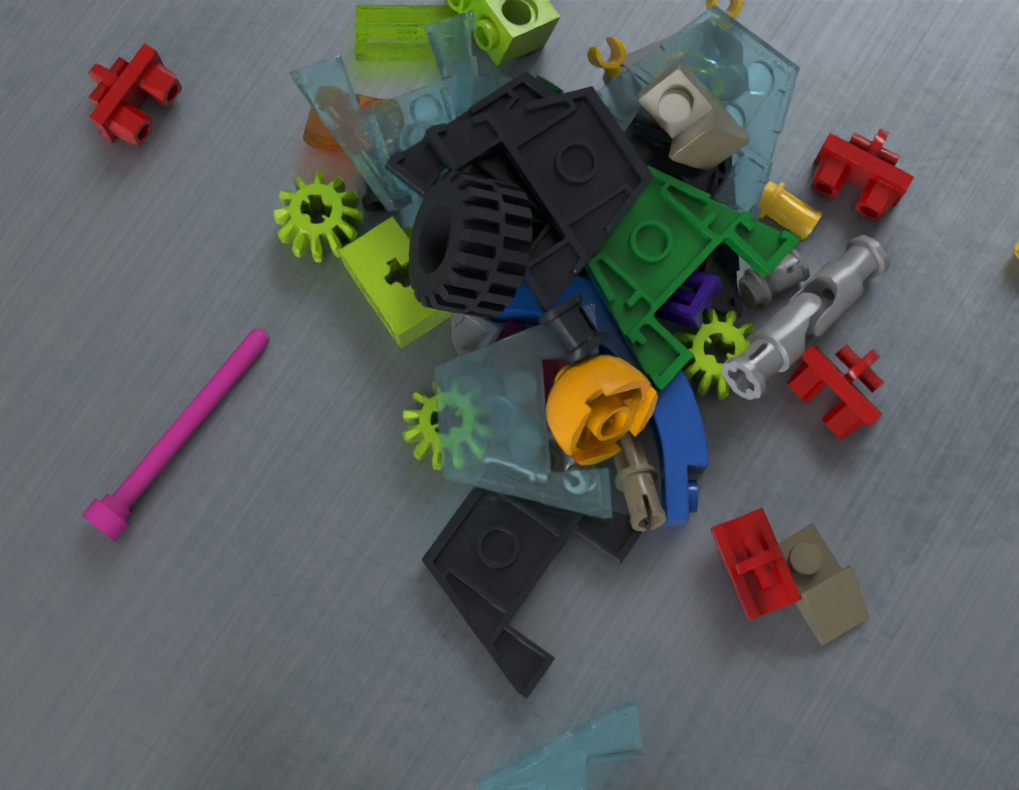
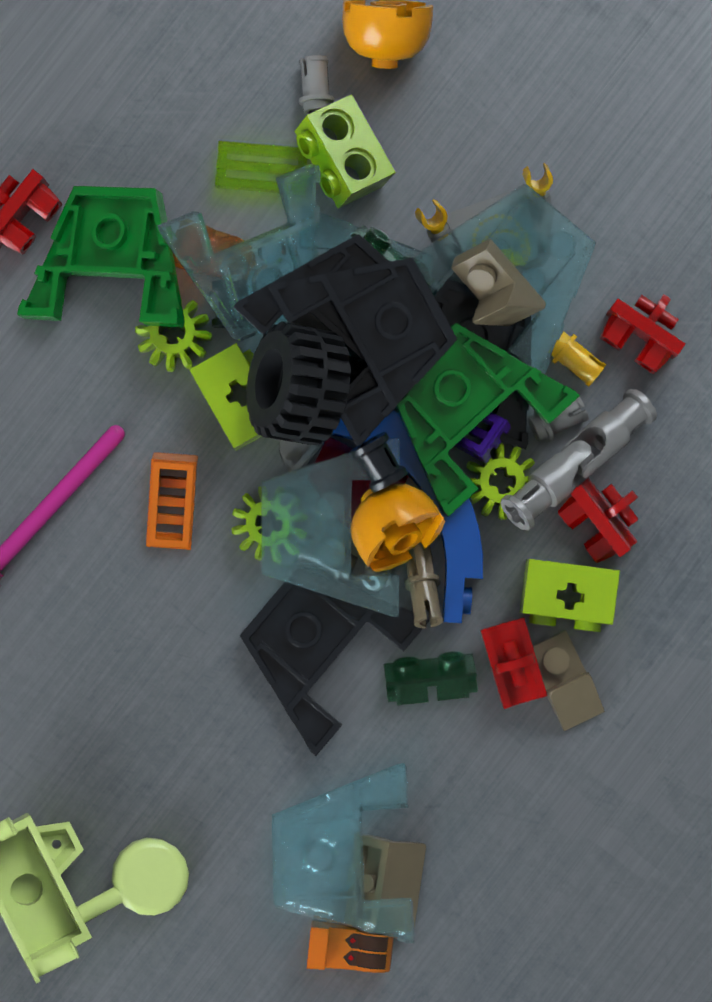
camera: 10 degrees right, 10 degrees up
(236, 114) = (109, 236): none -> green wing
(329, 365) = (173, 462): none -> orange slope
(676, 586) = (450, 672): none -> clear green hinge
(839, 464) = (596, 589): none -> lime brick

